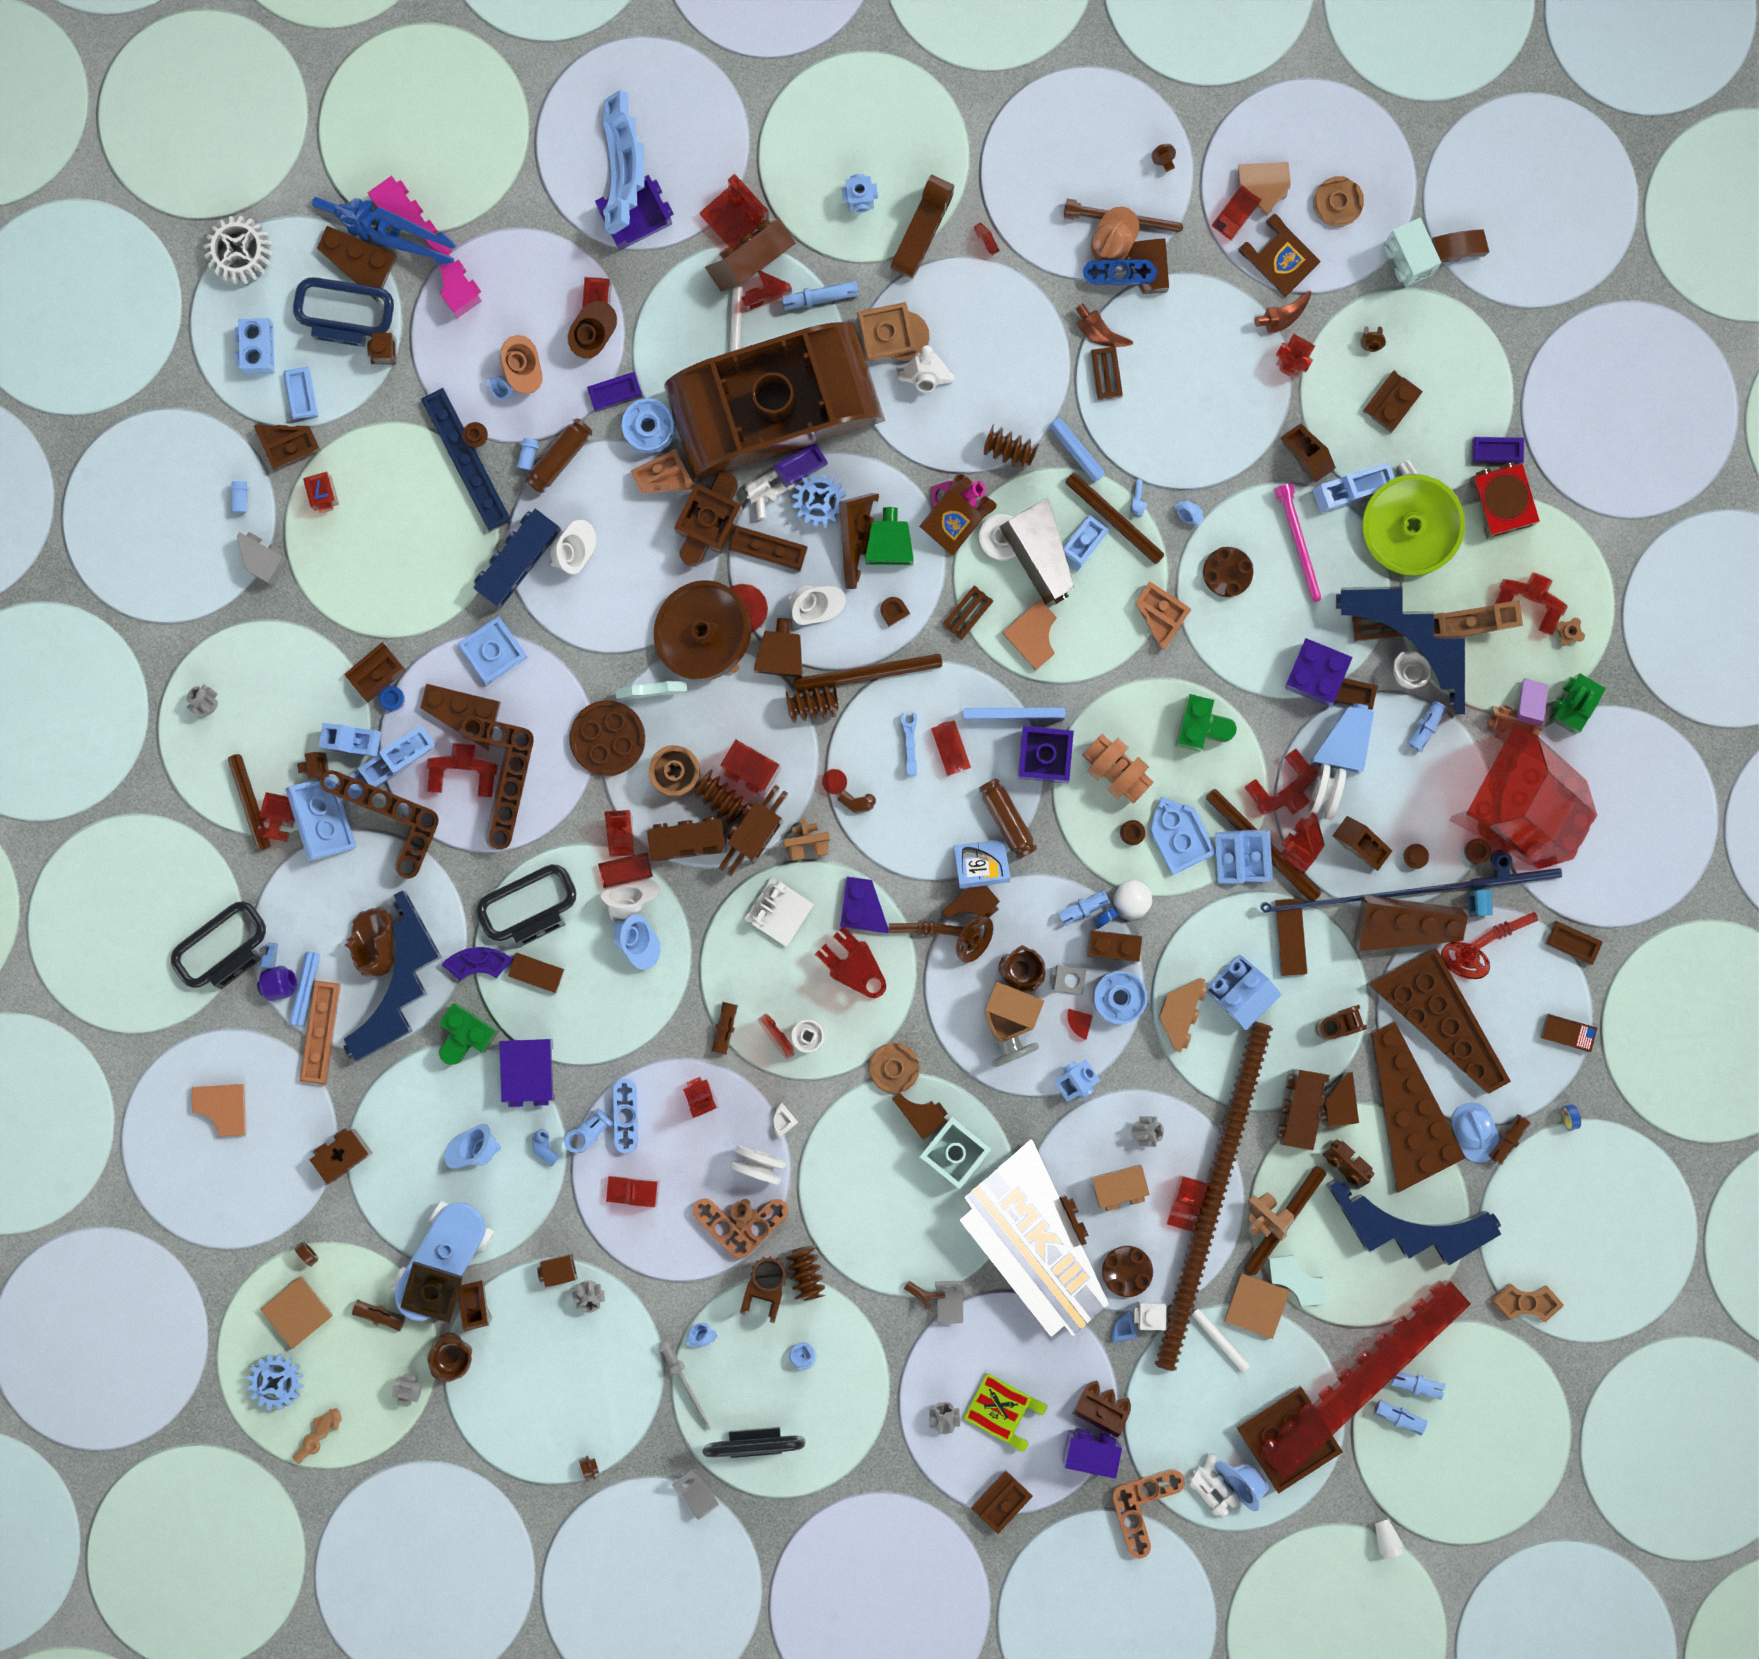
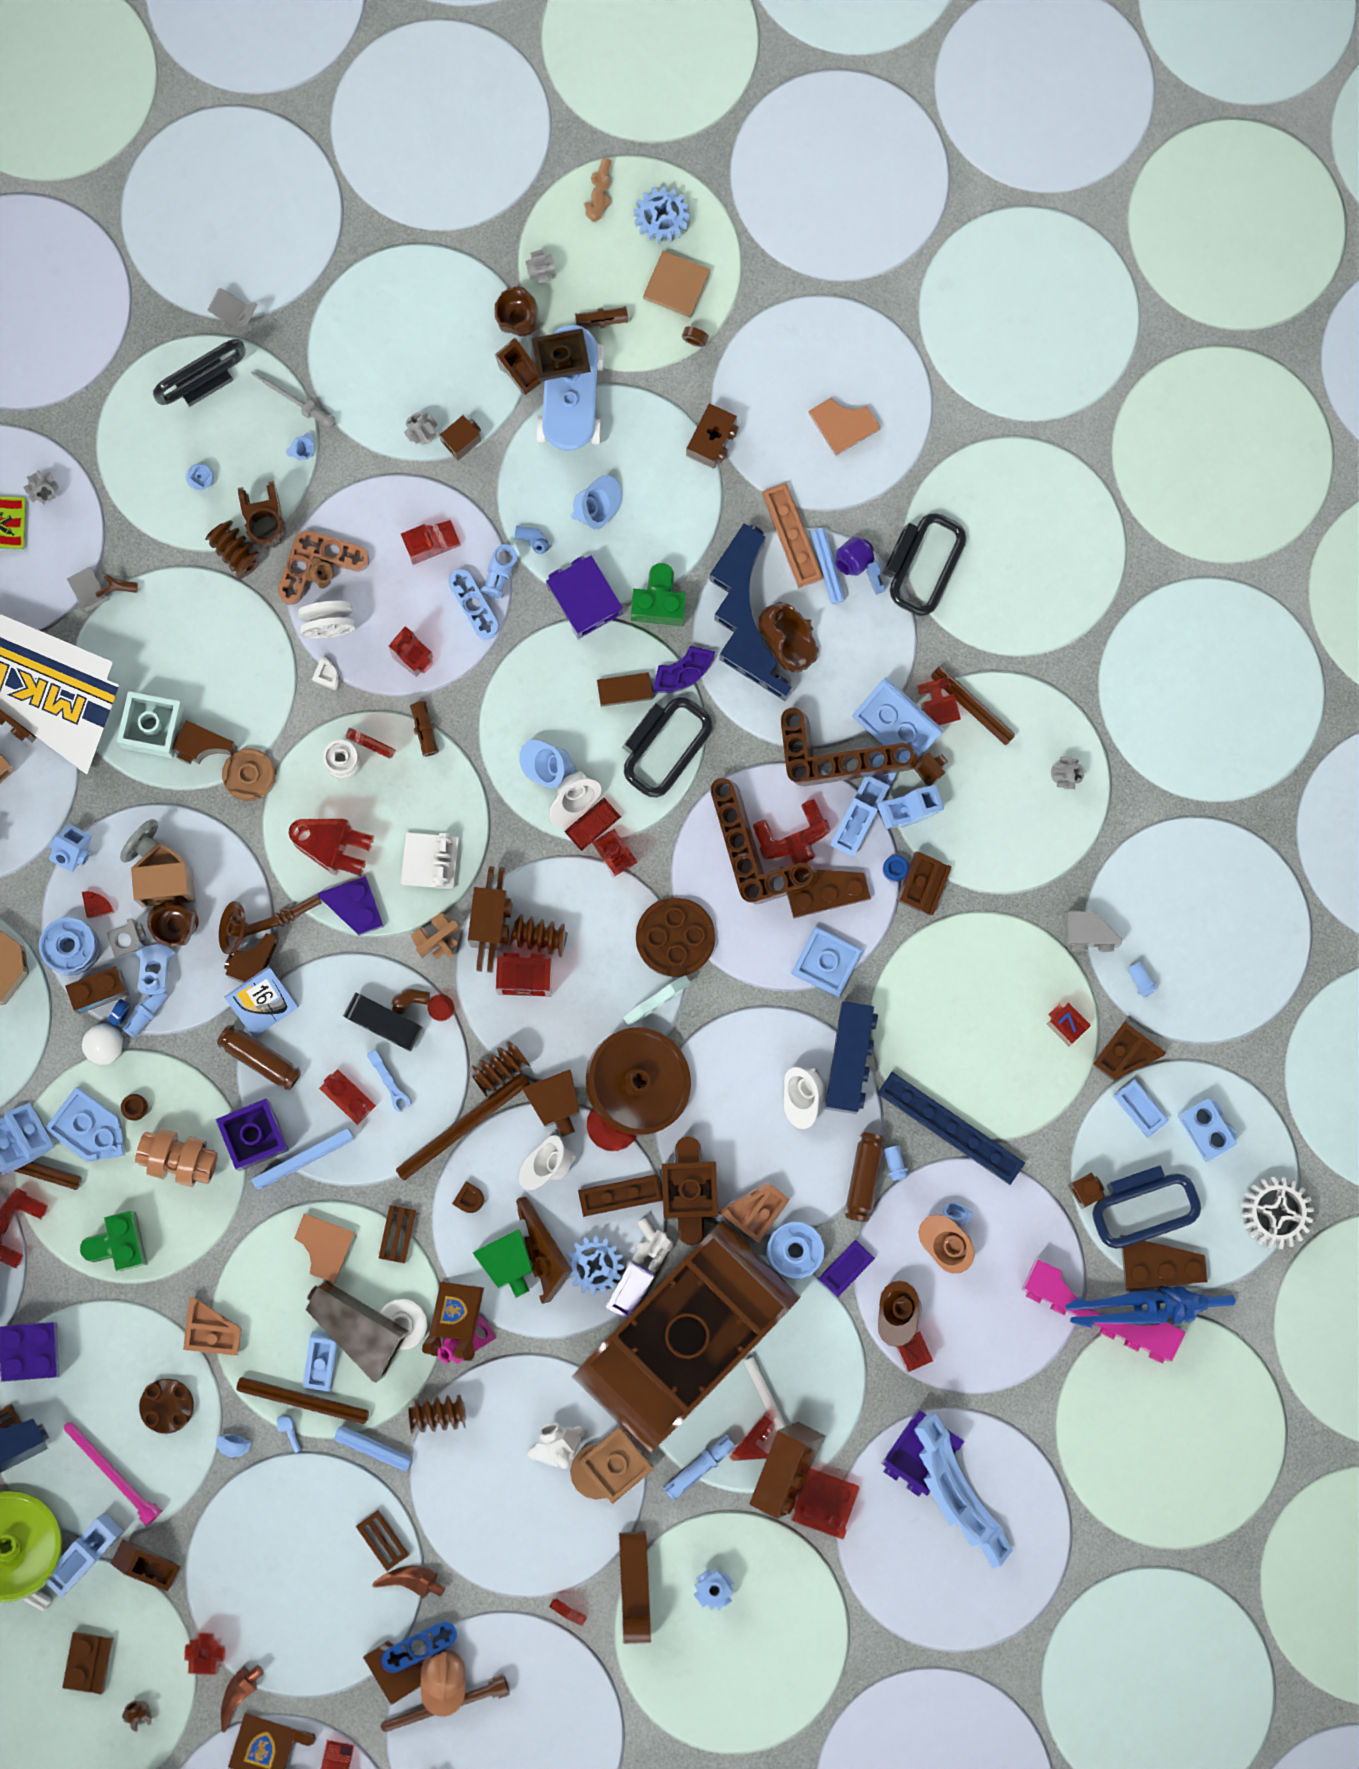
camera: 145 degrees right, 5 degrees down
(475, 434) = (954, 1154): reddish brown plate -> none
(589, 1468) = (341, 283): reddish brown plate -> none
(661, 768) = (588, 922): medium nougat brick -> none
(687, 839) = (549, 880): reddish brown wedge -> none
(889, 794) = (383, 1021): none -> black beam
(1057, 954) = (148, 981): none -> light blue piece

